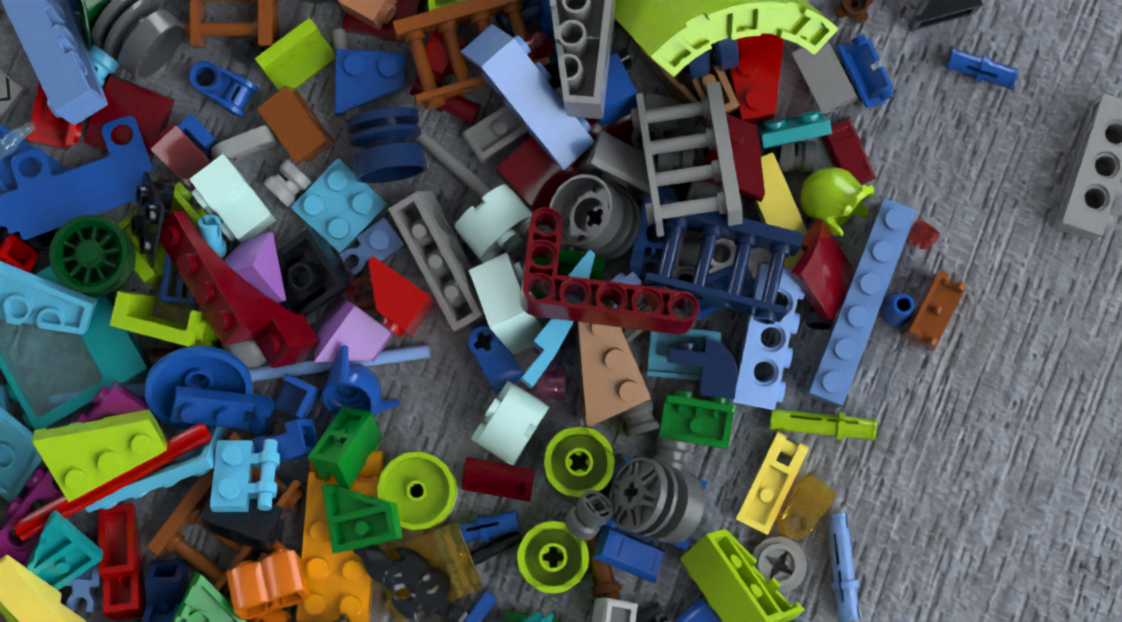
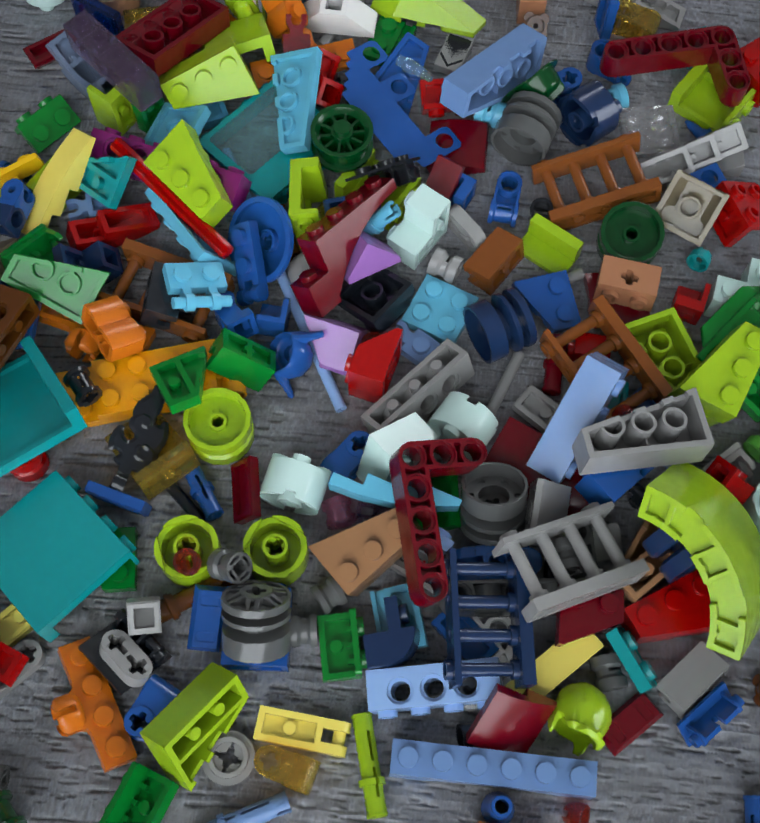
camera: 70 degrees right, 15 degrees down
(575, 564) = (182, 564): none -> clear red hinge

